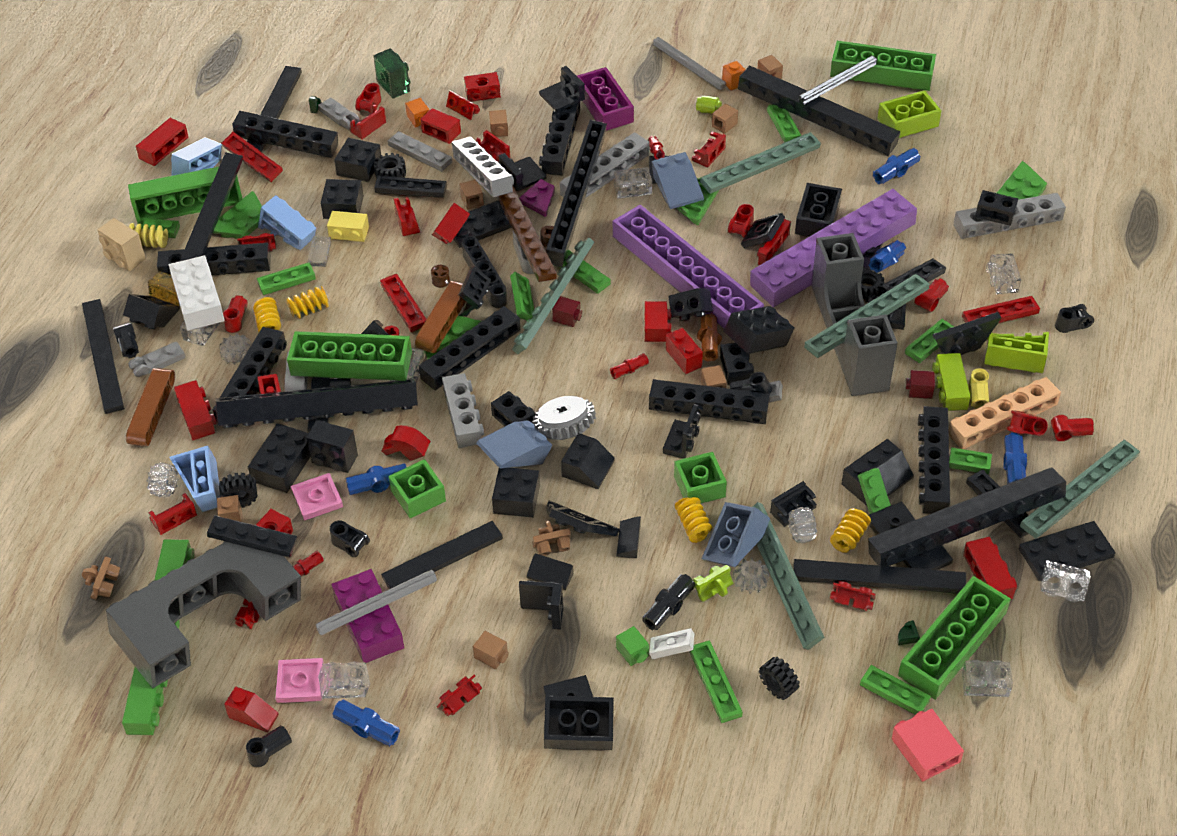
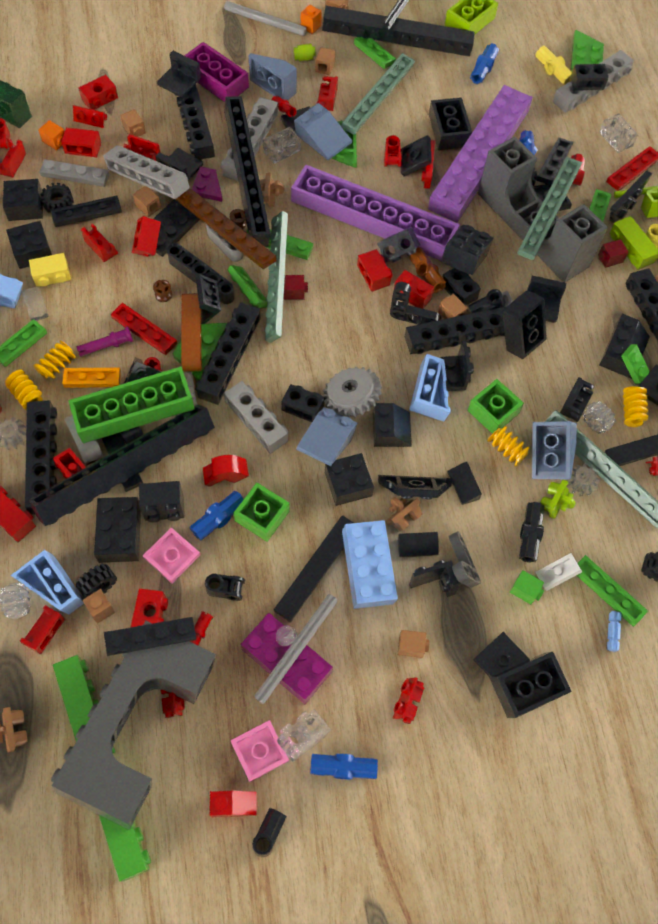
camera: 30 degrees left, 15 degrees up
(321, 323) = (91, 377): none -> light orange plate
(371, 302) = (113, 339): none -> magenta pin
(372, 587) = (286, 635): none -> clear plate
(489, 567) = (369, 564): none -> light blue brick
(579, 605) = (465, 568): none -> dark grey beam
(596, 218) = (271, 189): none -> medium nougat hips
(629, 366) = (374, 320): red pin -> none
(642, 441) = (430, 391): none -> light blue wedge
(659, 362) = (407, 313): none -> black beam
(660, 117) = (273, 75): none -> sand blue slope
(698, 719) = (614, 630): none -> light blue axle
(771, 412) = (524, 324): none -> black brick
(816, 402) = (551, 292): none -> black bracket
(972, 184) = (554, 64): none -> light yellow piece

